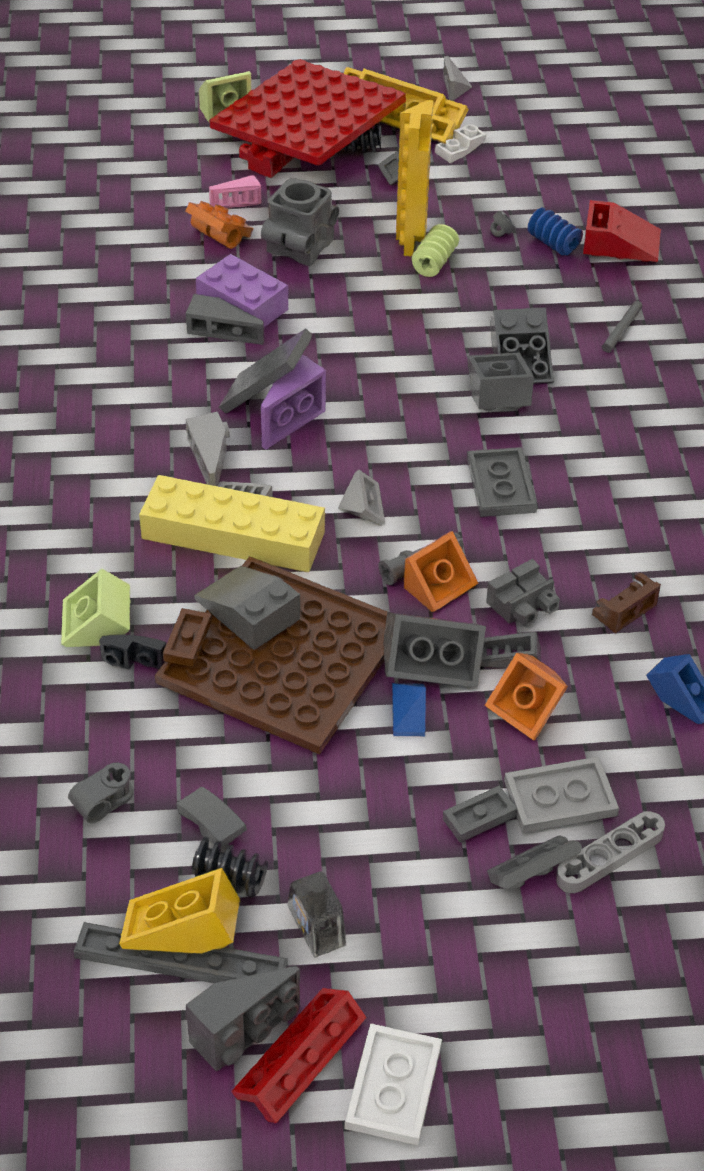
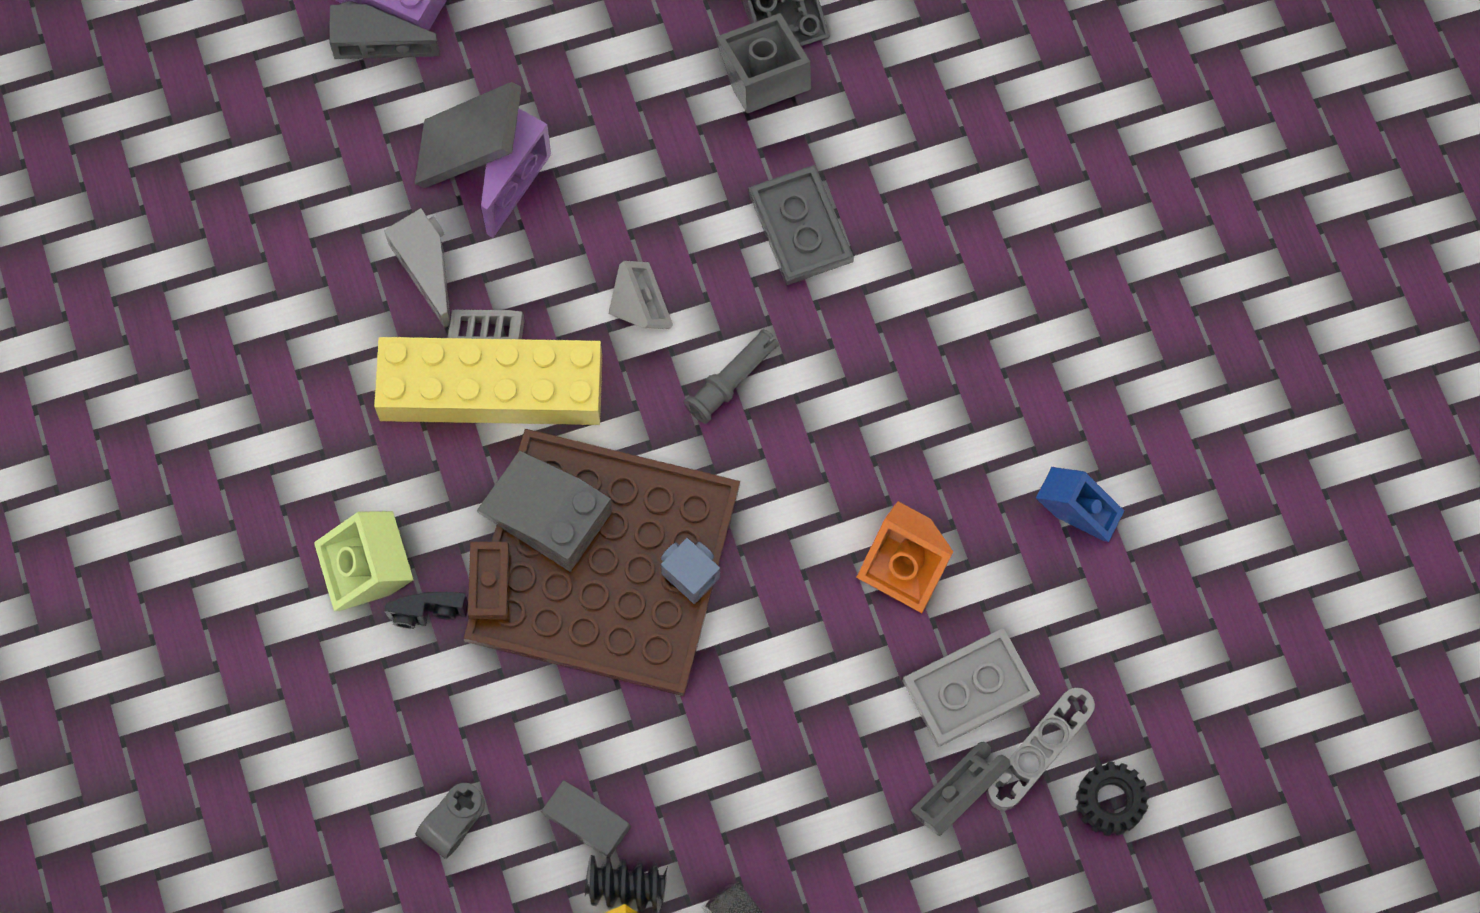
camera: 15 degrees left, 25 degrees up
(349, 660) = (690, 568): none -> sand blue brick
(409, 709) = (770, 604): blue slope -> none
(433, 649) = (781, 521): dark grey slope -> none
(438, 573) = (762, 401): orange slope -> none
(479, 813) = (886, 737): dark grey plate -> none
(519, 642) = (870, 506): dark grey slope -> none
(521, 592) = (864, 403): dark grey hips -> none
(628, 604) = (991, 386): reddish brown hinge -> none
(671, 883) = (1131, 785): none -> black tyre

